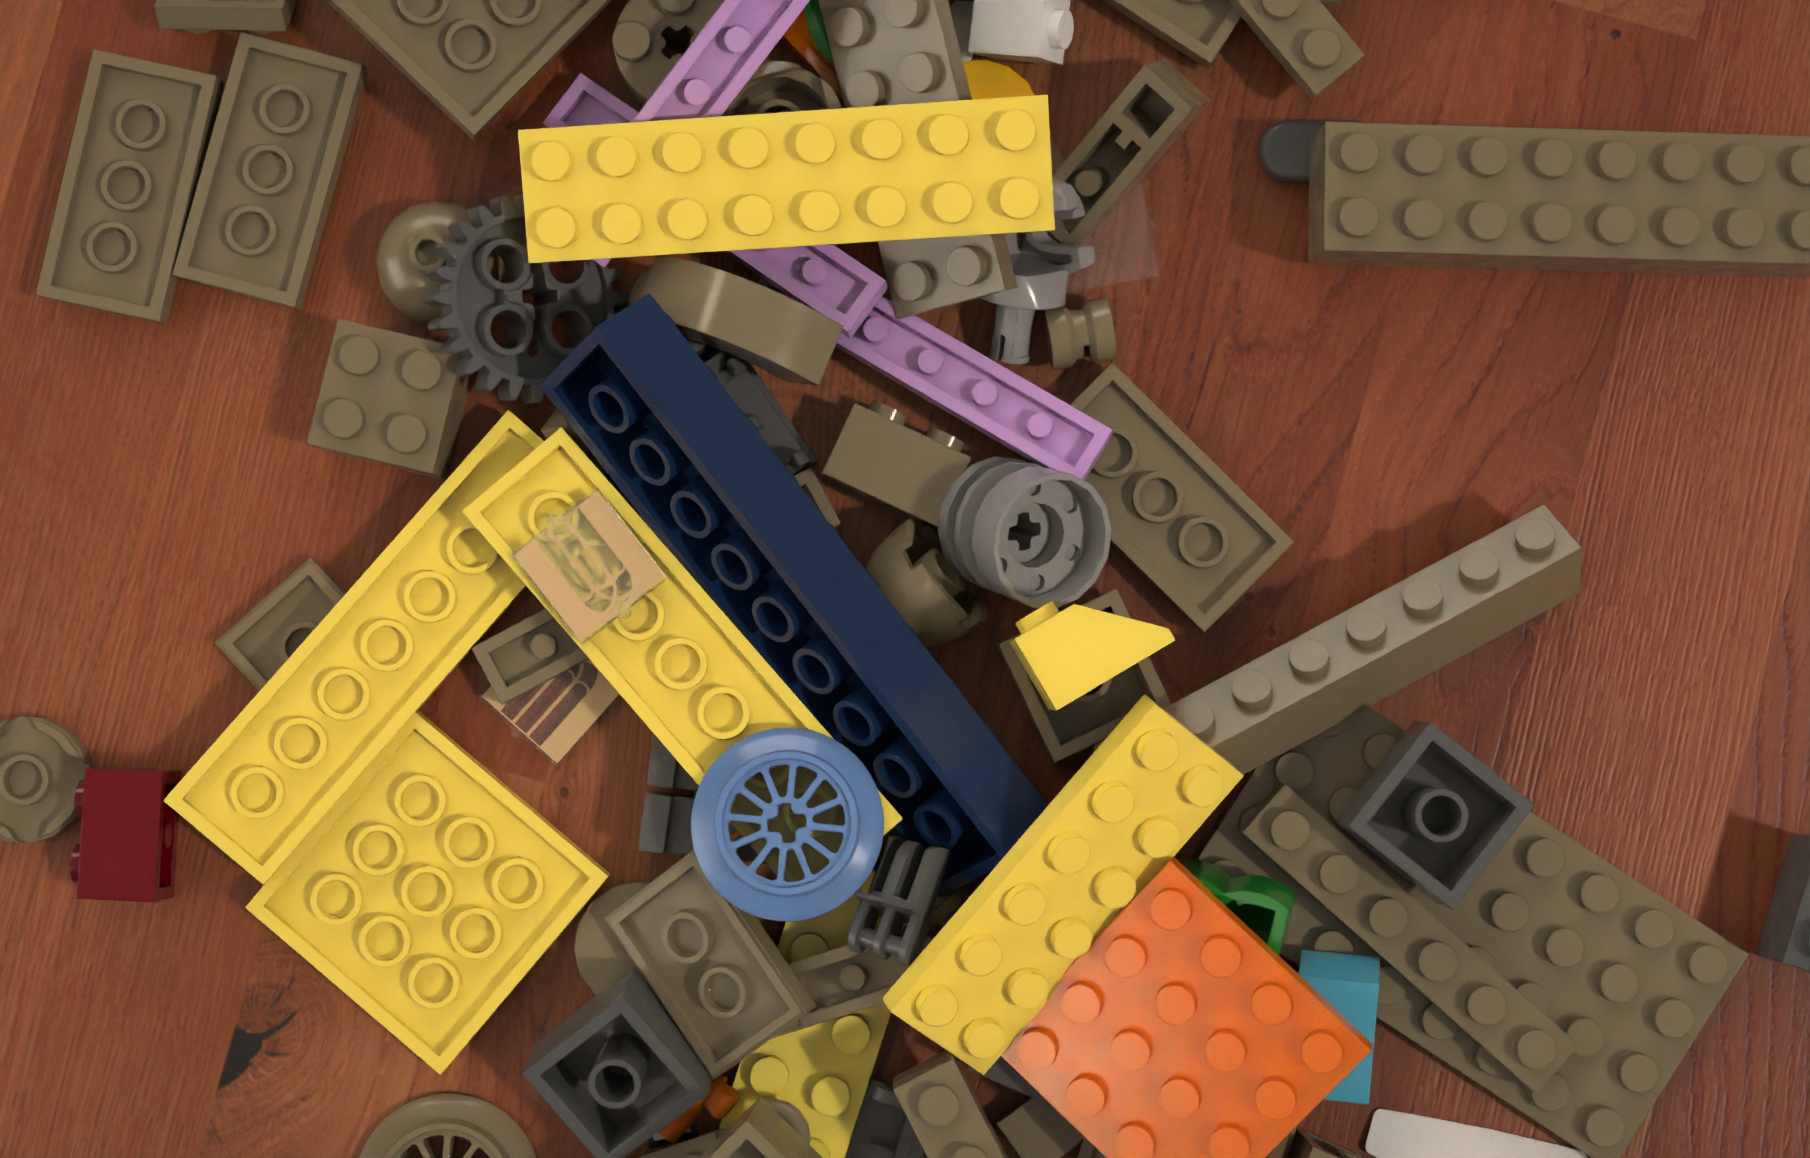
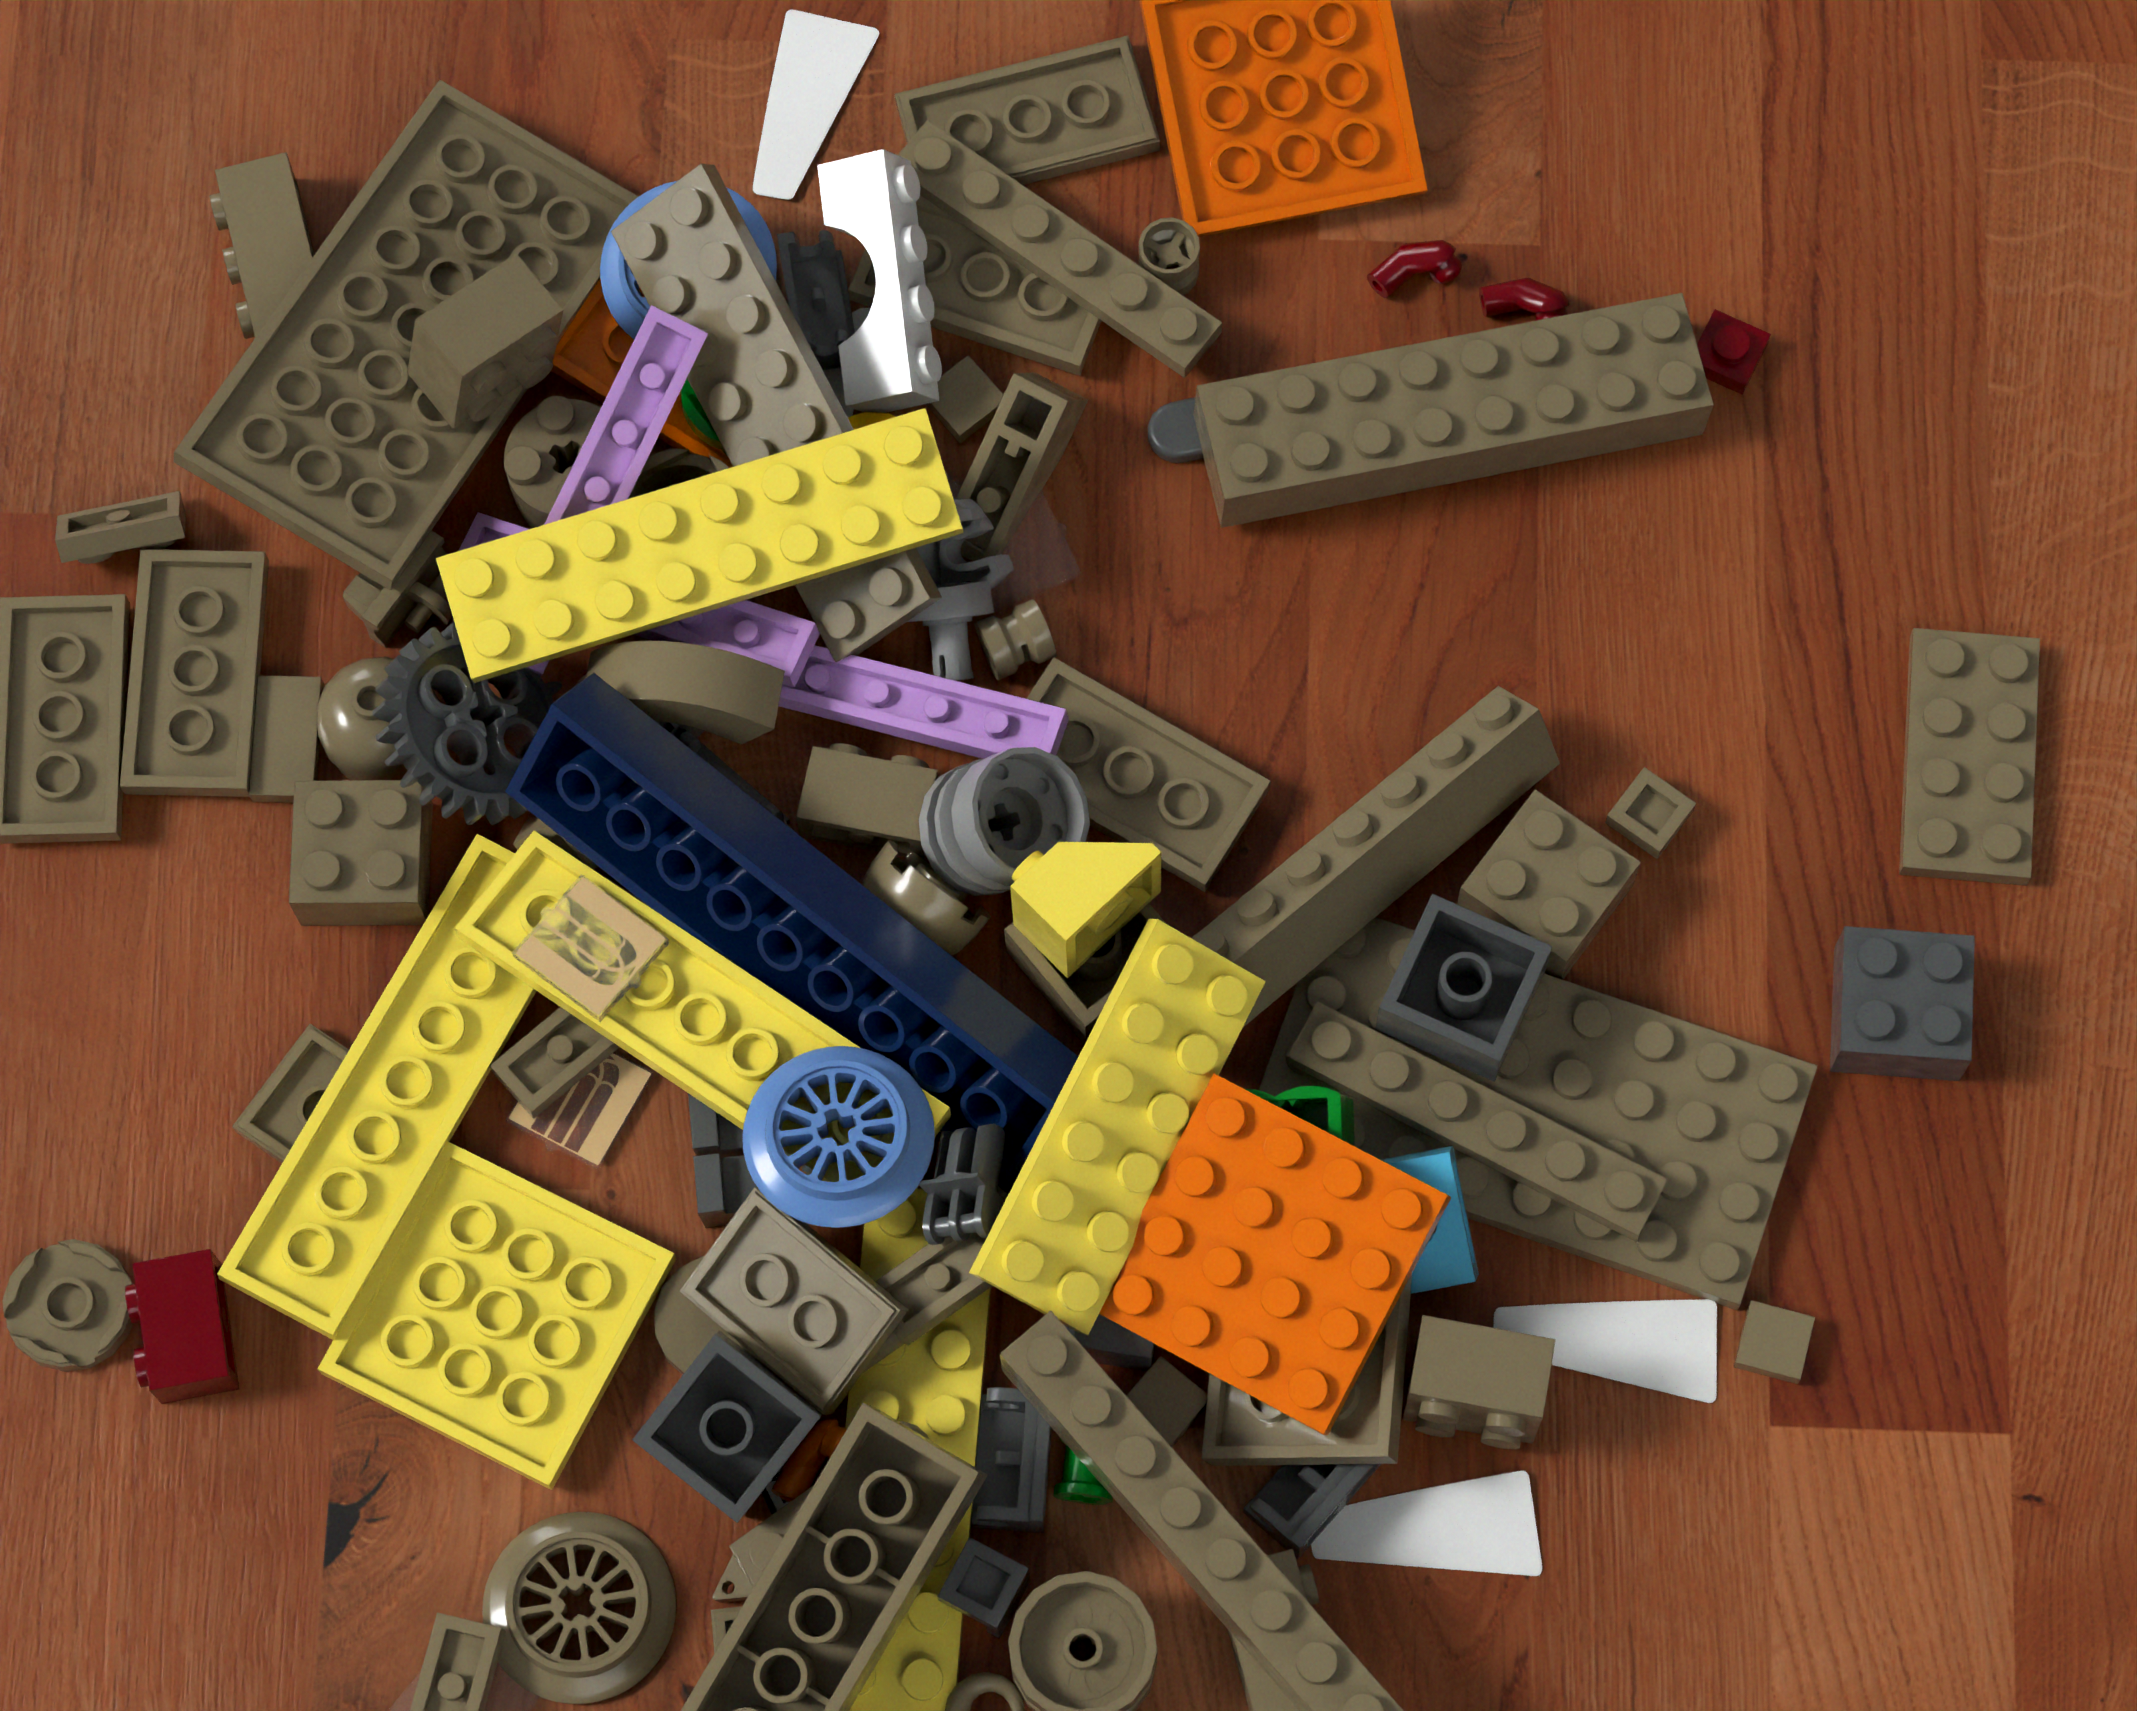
camera: 10 degrees left, 15 degrees down
(344, 259) = (284, 736): none -> dark tan tile
(469, 157) = (411, 601): none -> dark tan hips
(1090, 68) = (965, 399): none -> dark tan tile
(1538, 714) = (1551, 880): none -> dark tan brick
(1569, 25) = (1412, 259): none -> dark red arm
(1655, 661) = (1650, 813): none -> dark tan plate
(1673, 92) = (1525, 295): none -> dark red arm

